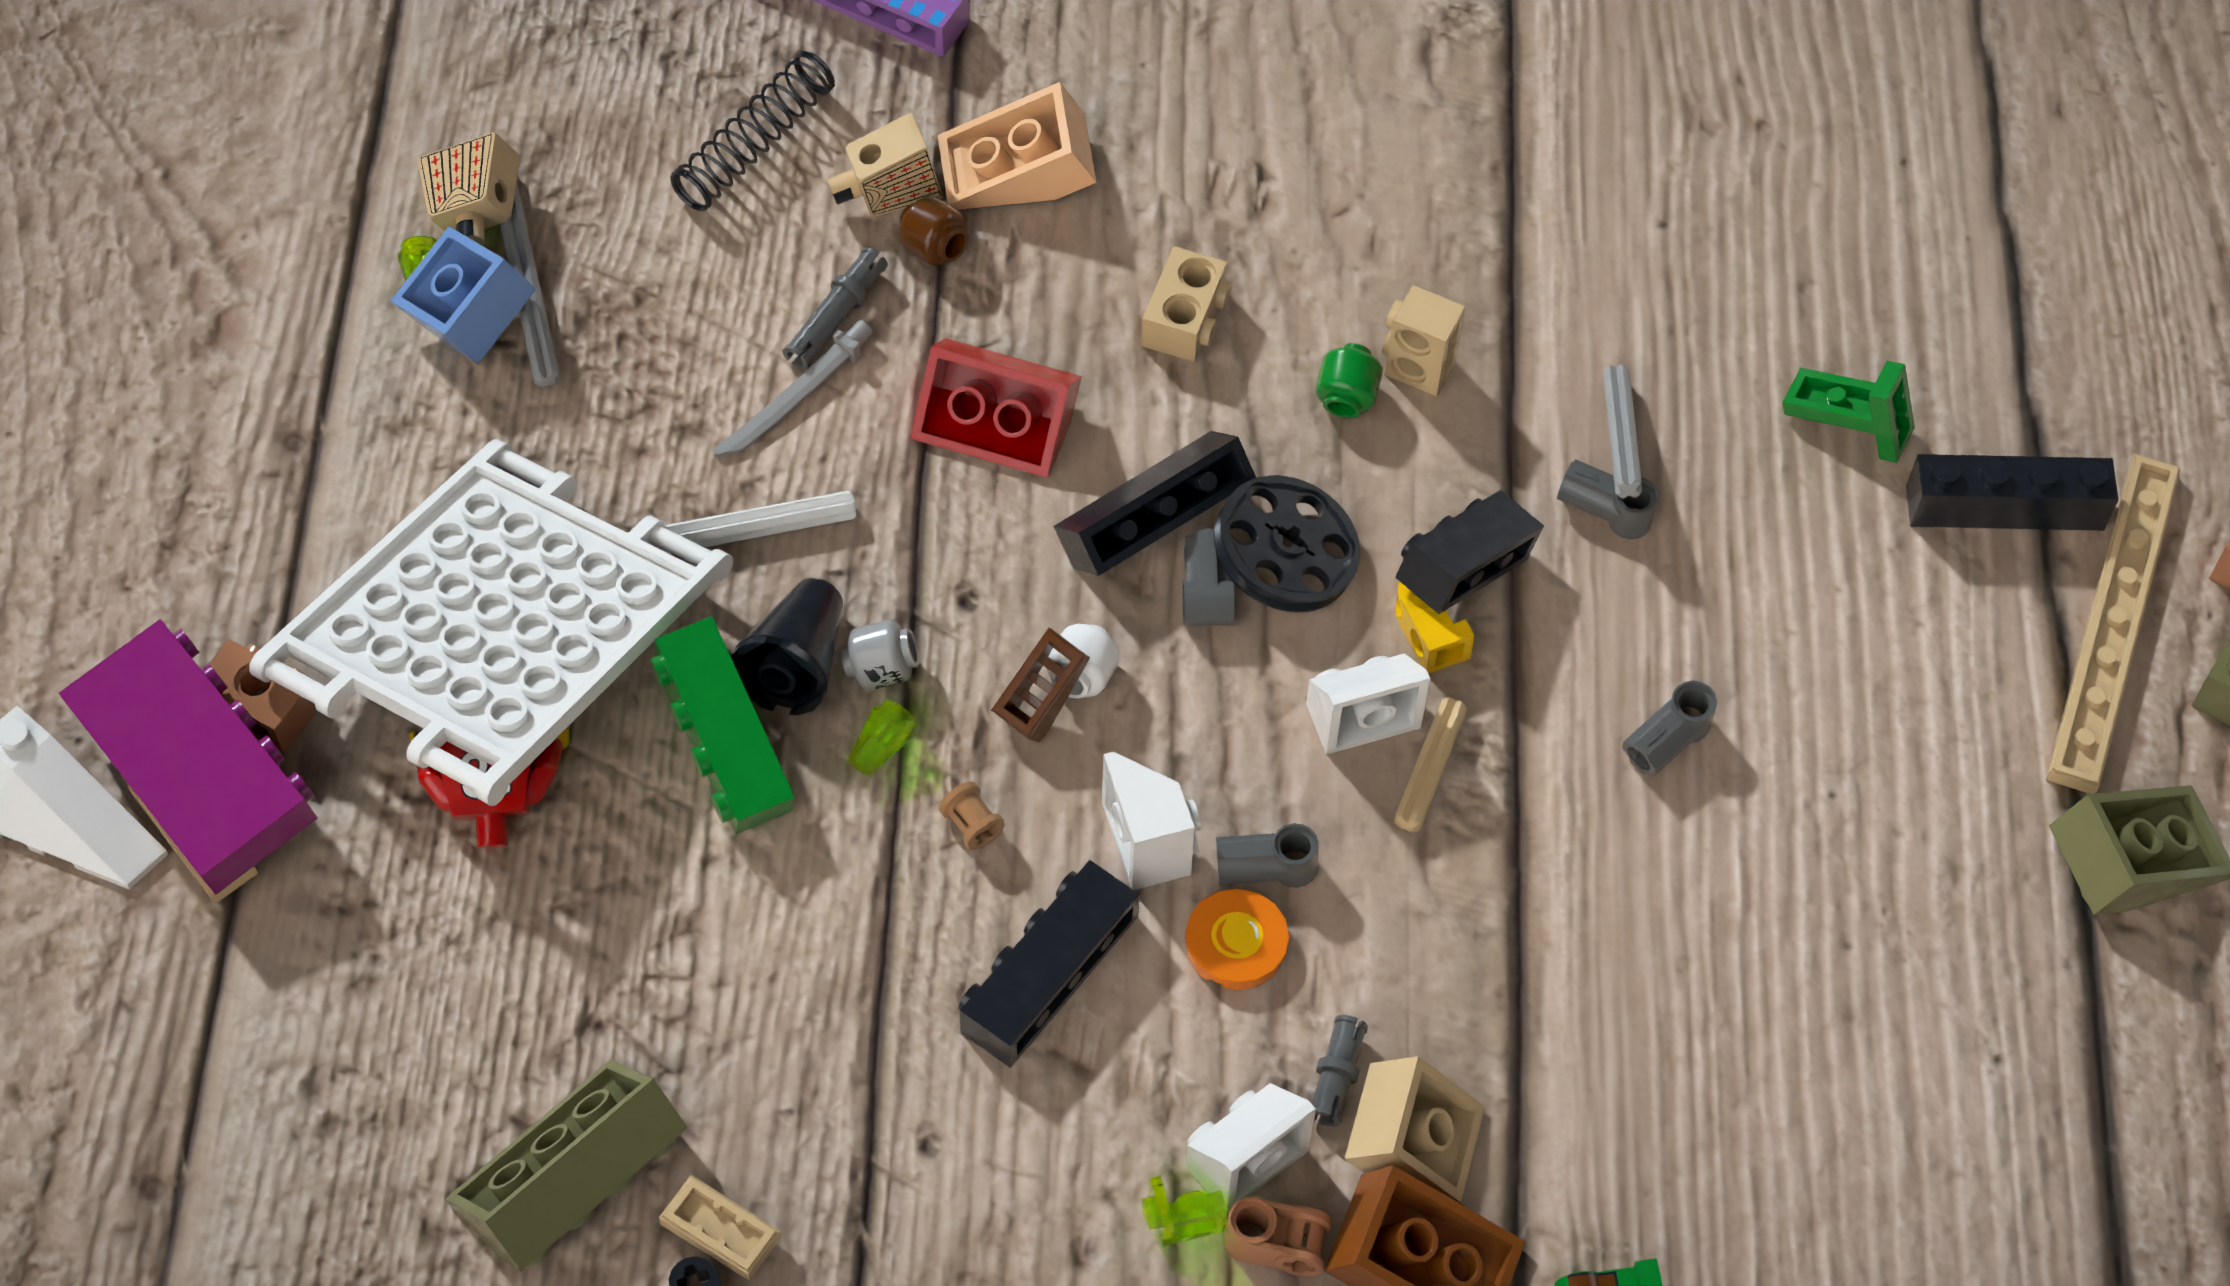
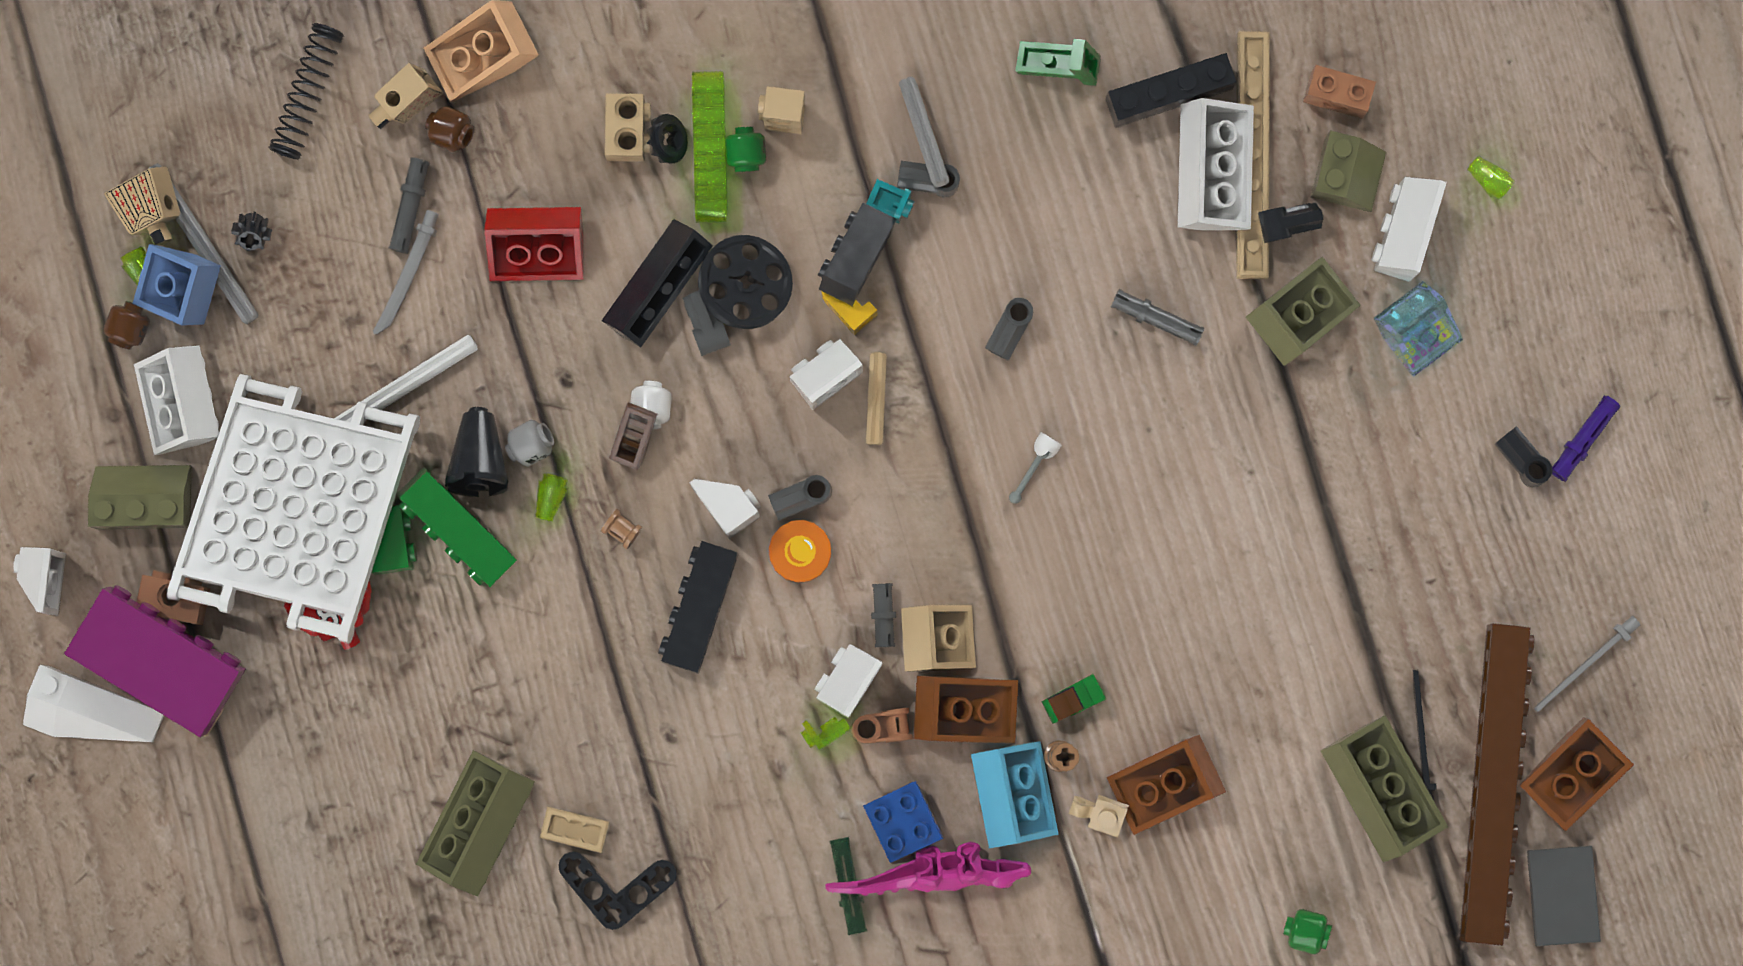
camera: 20 degrees left, 25 degrees up
(86, 598) = (41, 577): none -> white slope
(270, 551) = (140, 497): none -> olive slope
(368, 327) = (126, 325): none -> reddish brown head
(393, 440) = (176, 399): none -> white slope
(587, 271) = (251, 231): none -> black gear
(613, 727) = (395, 551): none -> green brick
(1244, 314) = (676, 140): none -> black gear
(1295, 365) = (709, 146): none -> clear neon green beam
(1547, 506) = (891, 200): none -> teal bracket
(1675, 912) = (1045, 448): none -> hinge
(1916, 794) = (1157, 317): none -> dark grey pin
(2054, 607) = (1215, 165): none -> white slope
(2141, 714) = (1283, 222): none -> black piece

